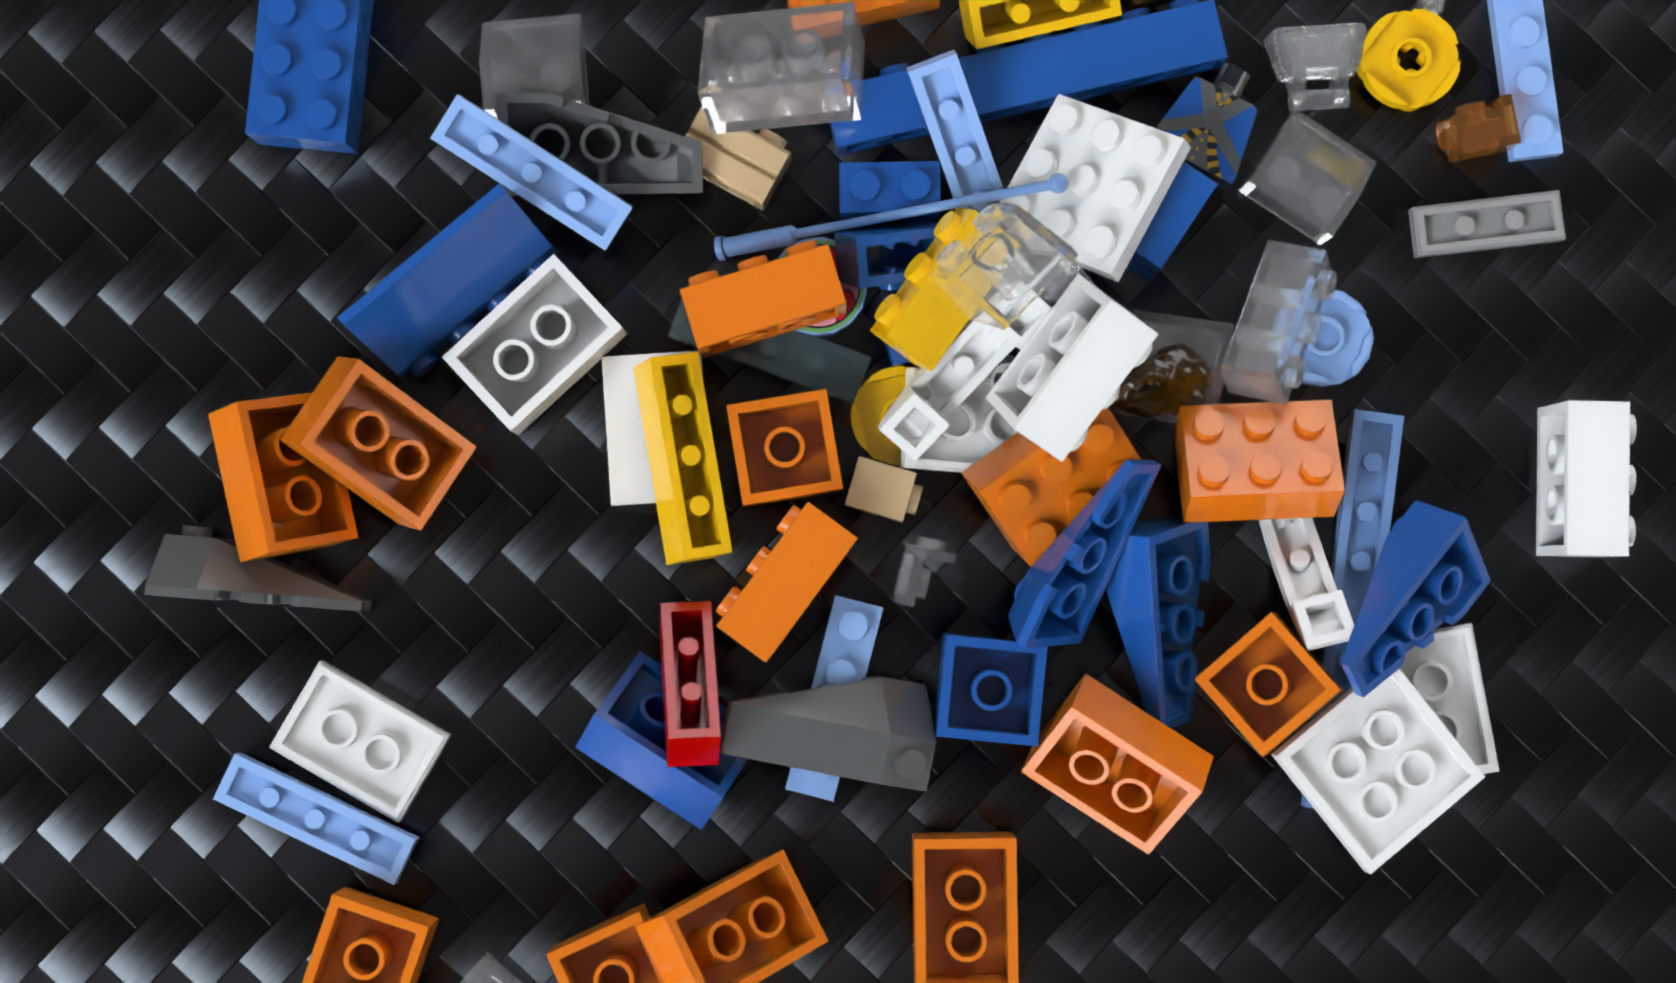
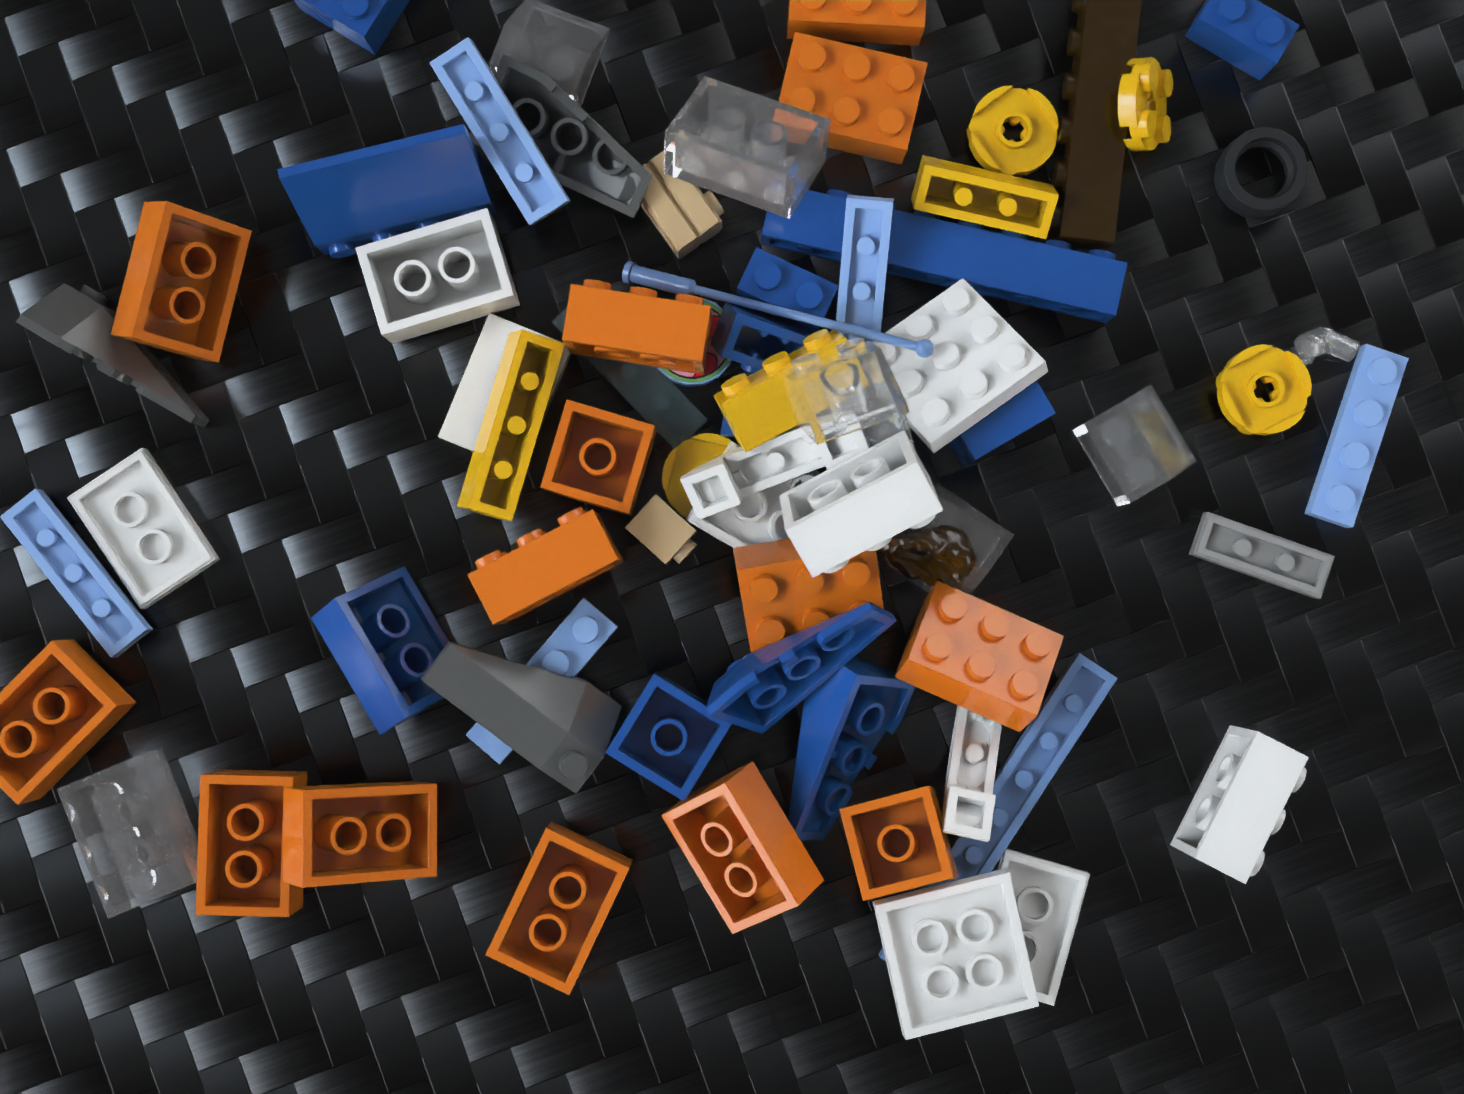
camera: 25 degrees right, 0 degrees up
(378, 442) = (269, 292): orange brick -> none
(689, 684) = (424, 611): red brick -> none
(912, 577) = (652, 613): clear bracket -> none
(1213, 124) = (1077, 364): torso -> none
(1278, 322) = (1051, 551): clear brick -> none
(1316, 53) = (1190, 349): clear piece -> none
(1342, 342) = (1082, 582): light blue tile -> none
(1422, 579) = (1065, 819): blue wedge -> none
(1479, 130) = (1293, 475): clear orange brick -> none

